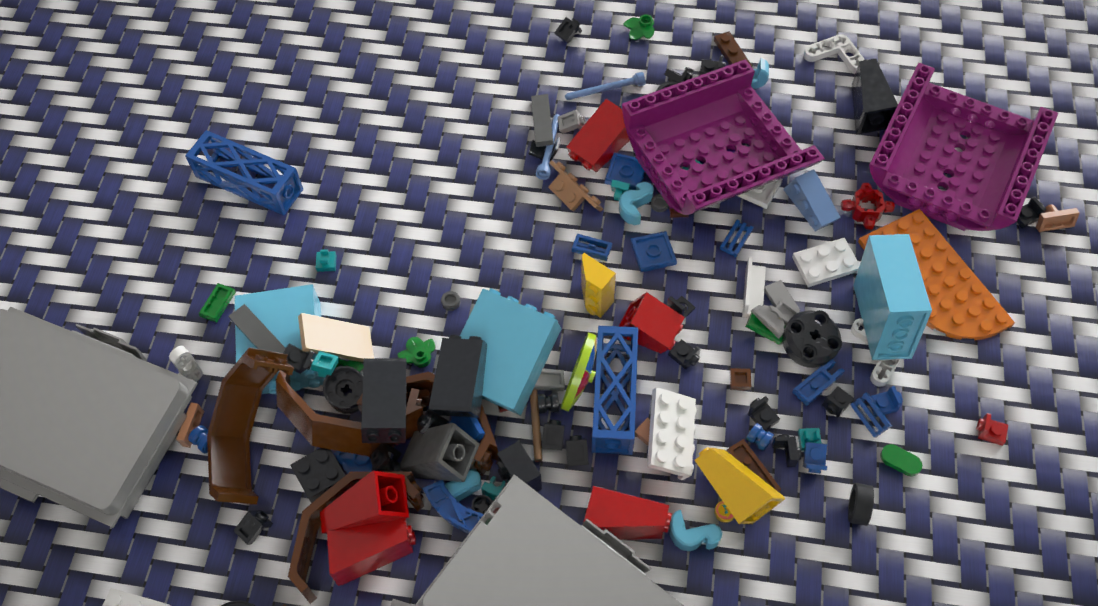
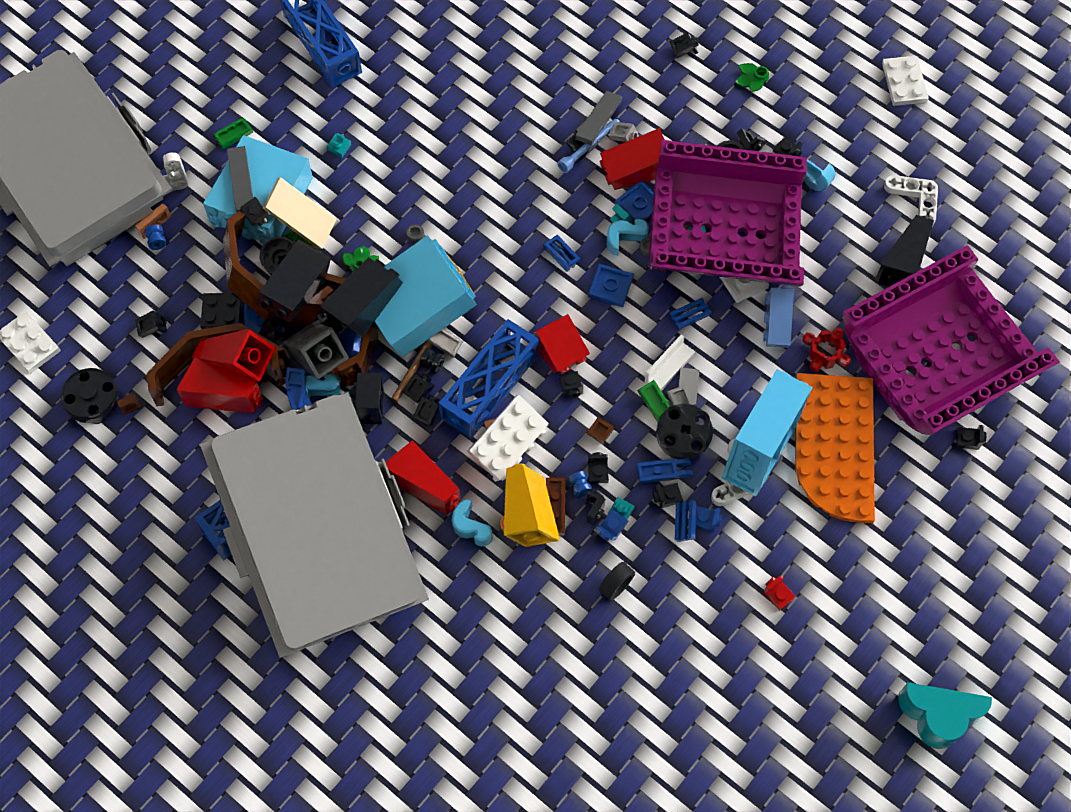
camera: 30 degrees right, 5 degrees up
(233, 424) = (180, 240): reddish brown panel -> none
(324, 364) = (274, 228): teal tile -> none
(569, 190) = (578, 193): medium nougat bracket -> none
(581, 373) = (465, 347): lime dish -> none
(597, 286) = (532, 287): yellow slope -> none
(637, 79) = (711, 124): medium blue piece -> none
(675, 305) = (590, 342): black bracket -> none
(730, 48) = (819, 143): reddish brown plate -> none
(770, 318) = (661, 395): light grey tile -> none
(826, 262) = (747, 375): white plate -> none
(901, 460) = (683, 570): green tile -> none
(1055, 219) = (991, 456): nougat tile -> none

